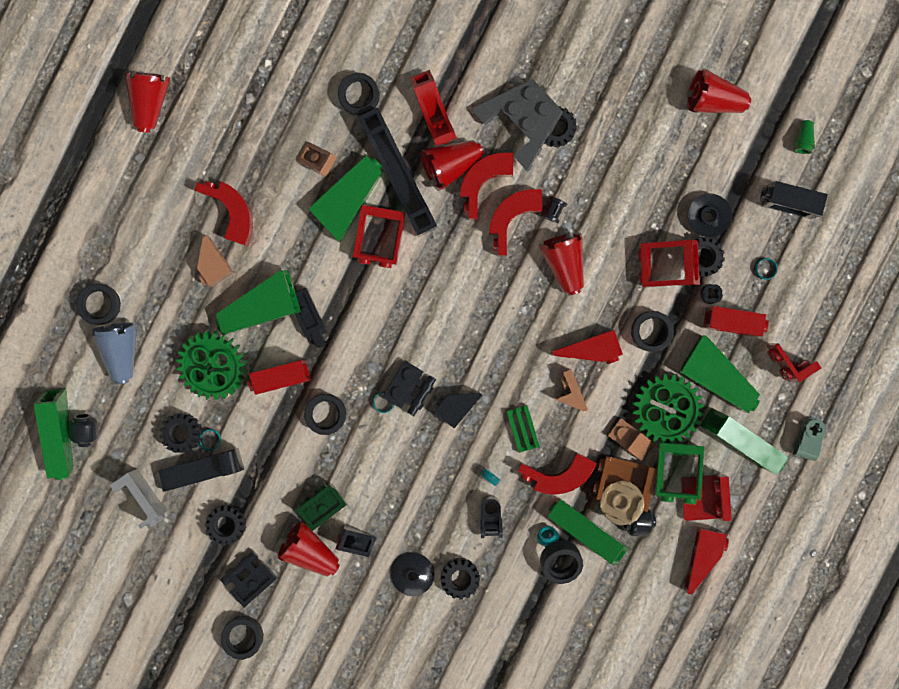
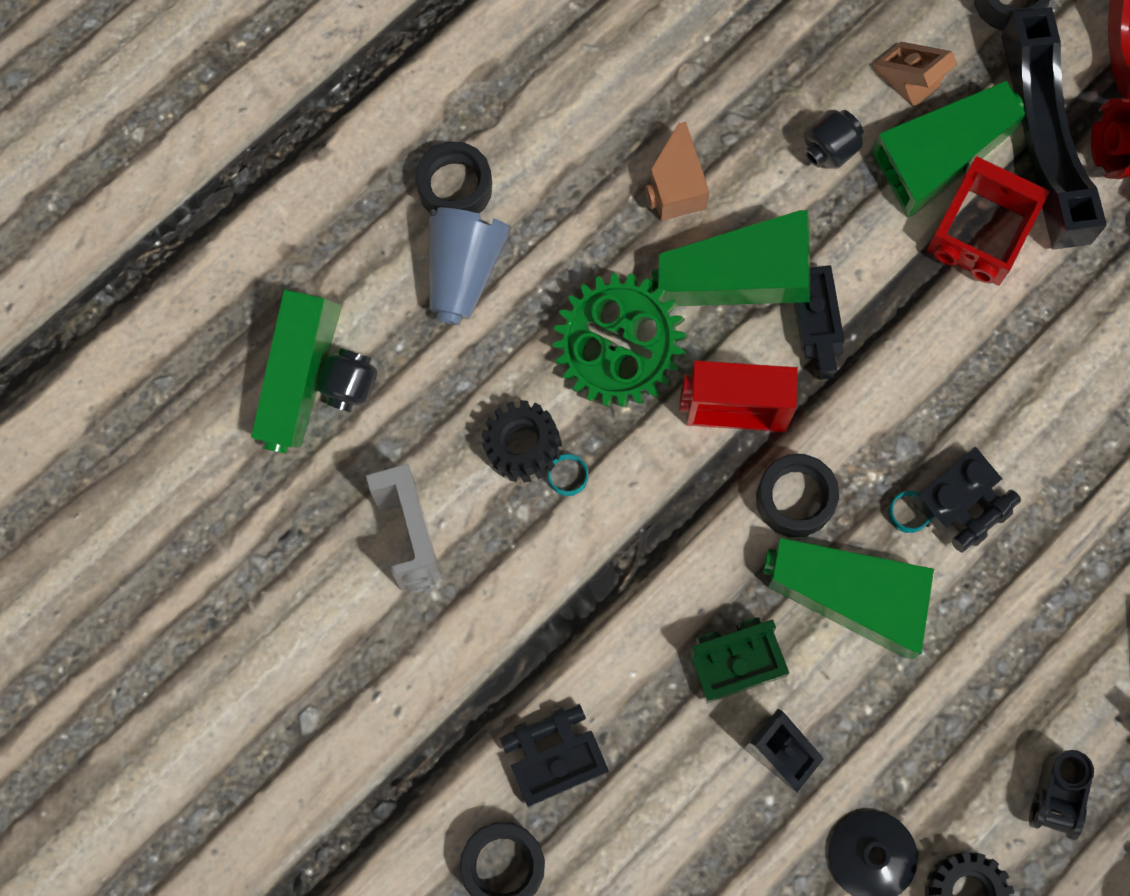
camera: 20 degrees right, 15 degrees down
(201, 470) = (537, 519): black beam -> none
(212, 525) = (545, 610): black tyre -> none
(241, 218) = (749, 93): red arch -> none
(286, 216) = (833, 139): none -> black head
(308, 551) = (690, 737): red cone -> none
(367, 453) = (858, 591): none -> green slope
(456, 406) = (1047, 559): black slope -> none
(490, 477) = (1075, 722): teal axle -> none

